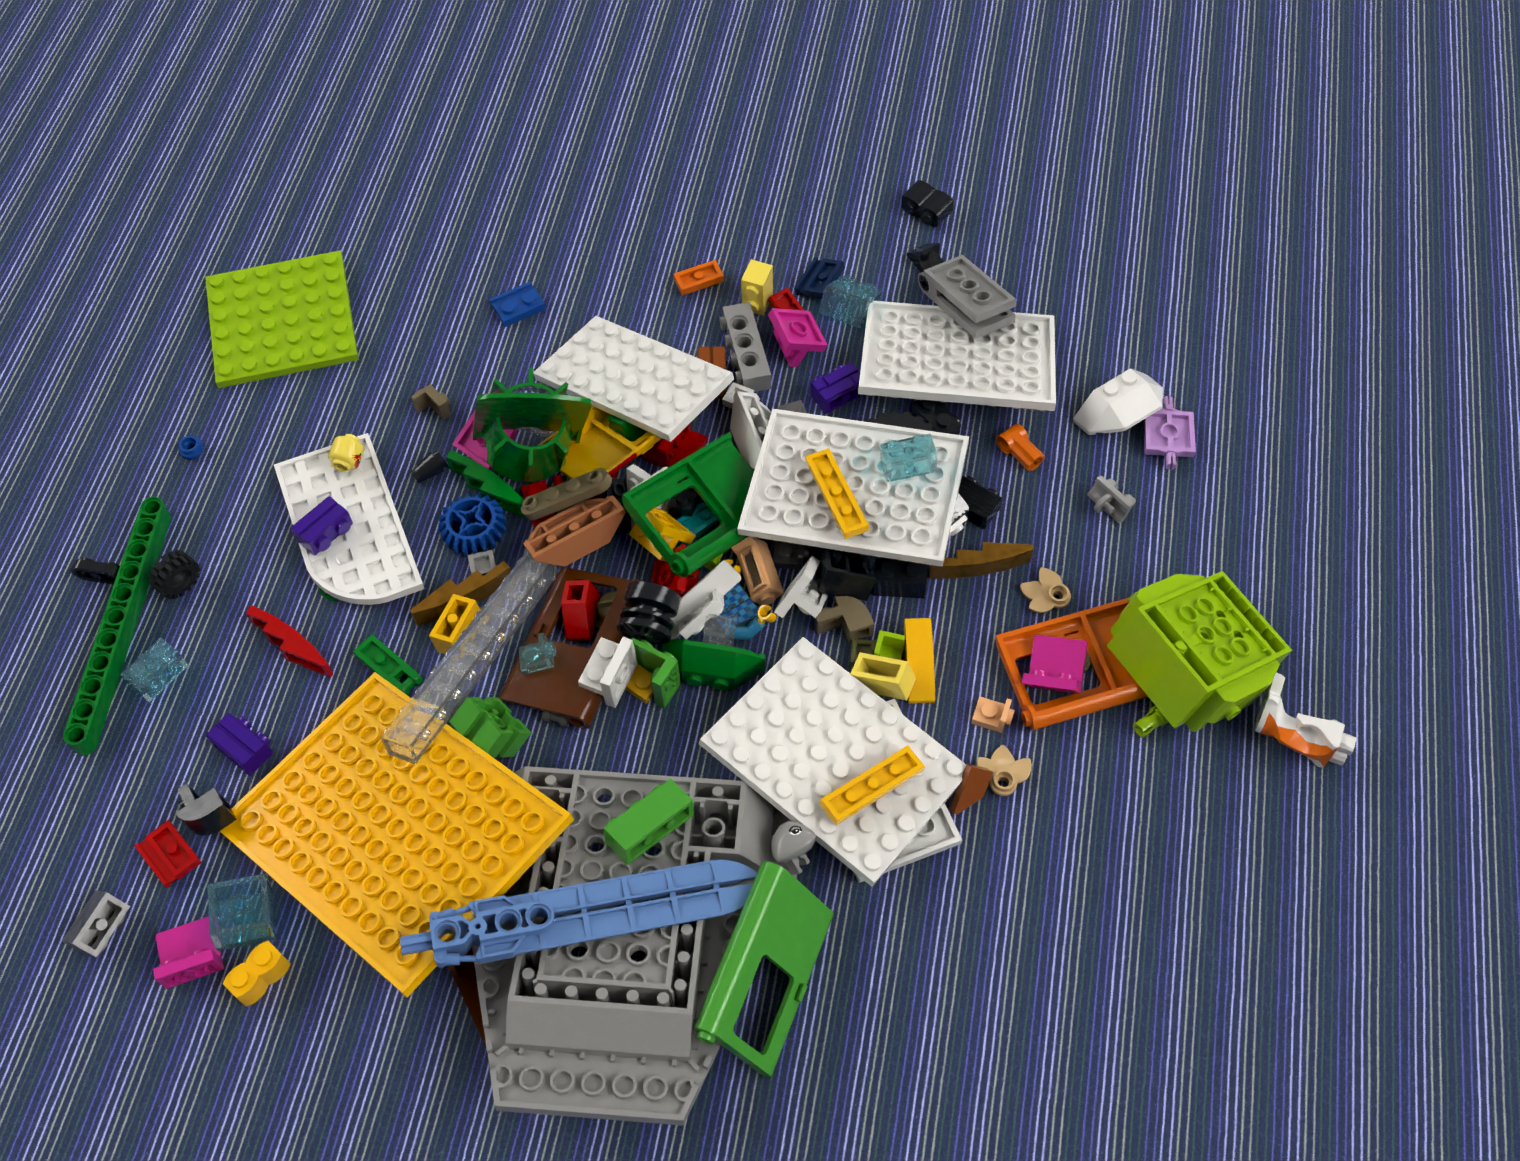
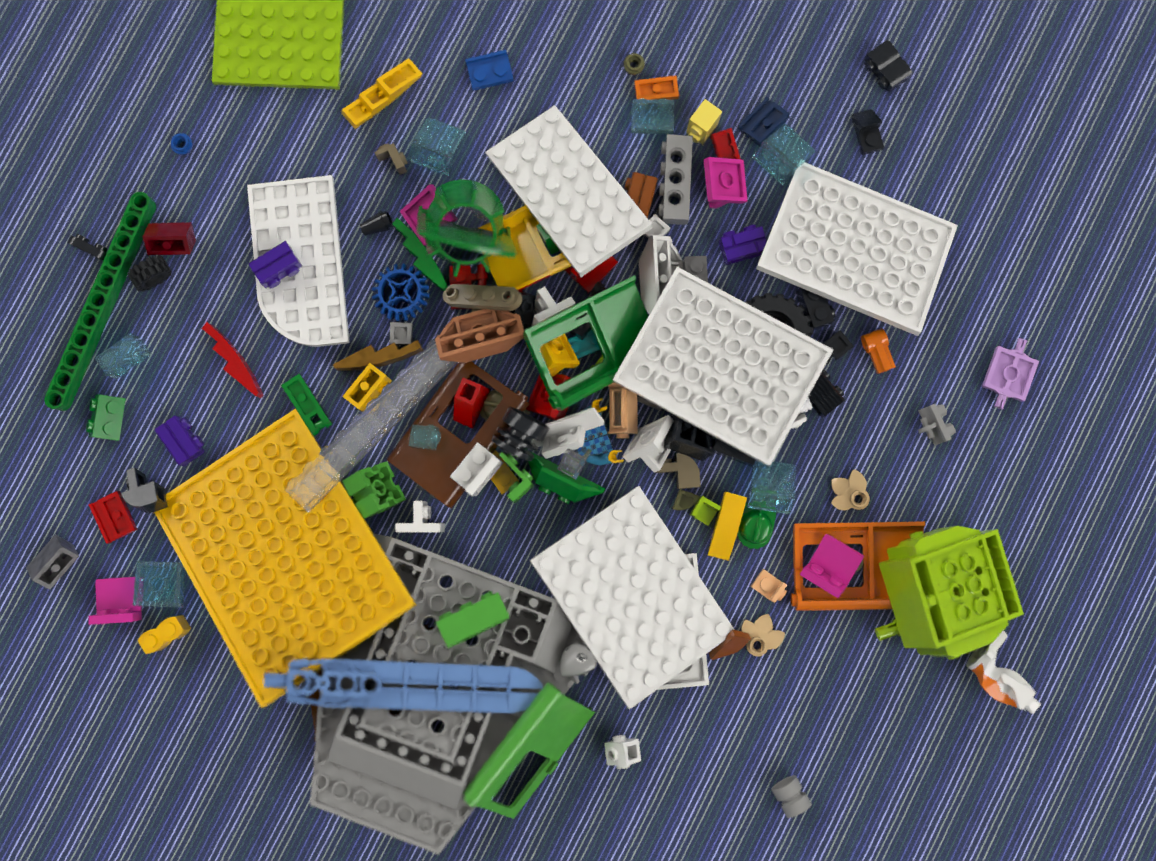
camera: 15 degrees right, 25 degrees up
(142, 743) = (106, 417): none -> green bracket
(193, 535) = (169, 238): none -> dark red brick
(346, 453) = (308, 196): light yellow head -> none
(410, 346) = (381, 94): none -> yellow slope
(474, 378) = (436, 145): none -> clear light blue bracket
(558, 750) = (421, 514): none -> white bracket
(668, 262) = (634, 58): none -> olive plate
(701, 298) = (652, 116): none -> clear light blue bracket
(837, 493) = (703, 375): yellow plate -> none
(871, 785) = (652, 635): yellow plate -> none
(883, 948) = (622, 751): none -> white brick
(884, 675) = (692, 535): light yellow brick -> none
(908, 457) = (774, 361): clear light blue brick -> none
(953, 654) = (756, 527): none -> green piece
(956, 609) = (772, 487): none -> clear light blue bracket
(968, 296) = (887, 188): light grey hinge -> none
(976, 455) = (839, 344): none -> black plate
(991, 559) = (814, 450): pearl gold slope -> none
(1109, 940) = (793, 800): none -> light grey wheel
(1120, 403) = (981, 335): white wedge -> none

